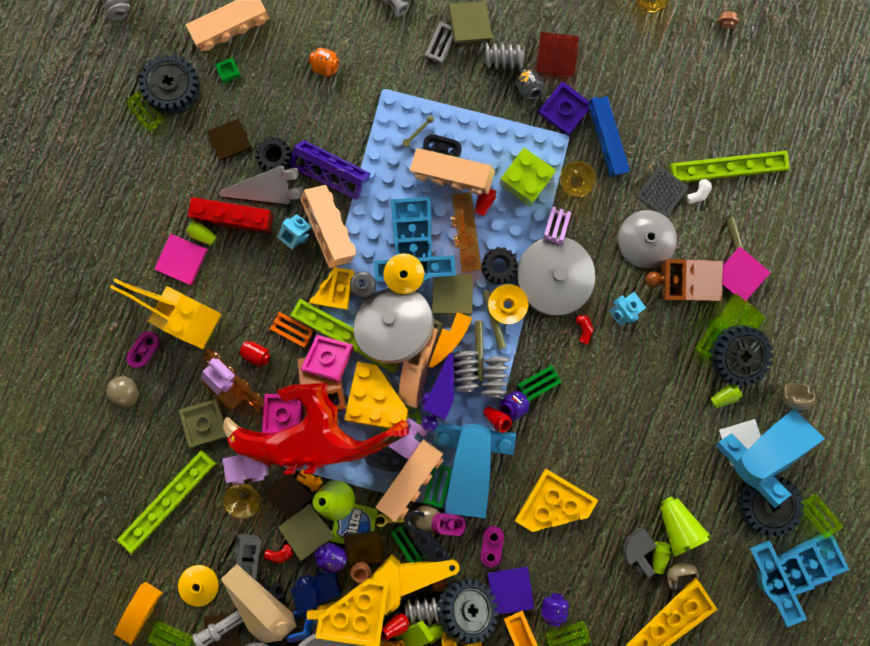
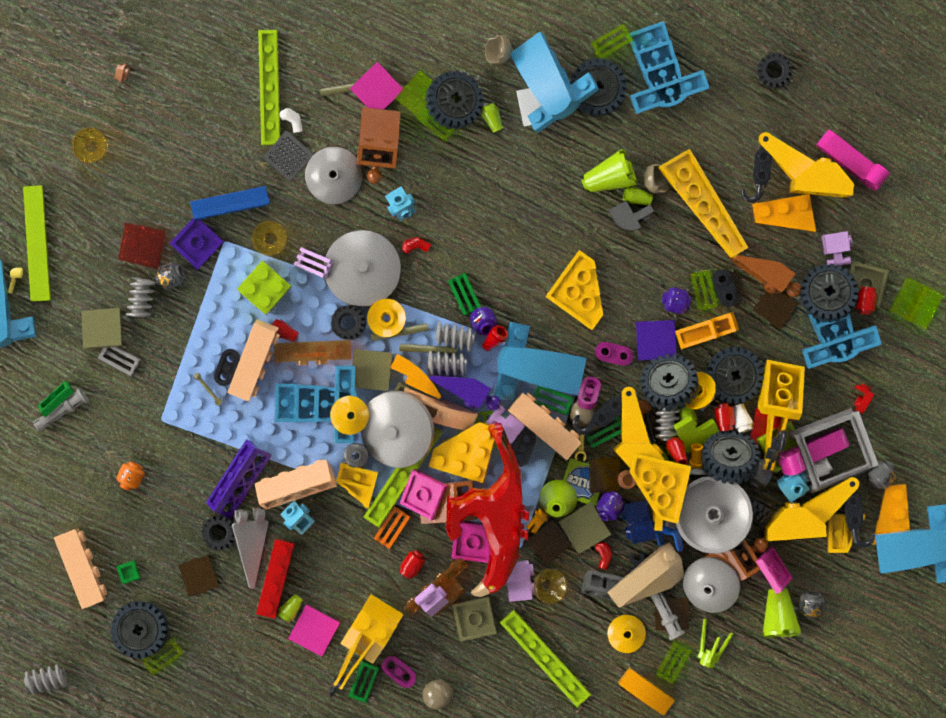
camera: 90 degrees left, 5 degrees up
(114, 310) = (370, 666): none -> green tile

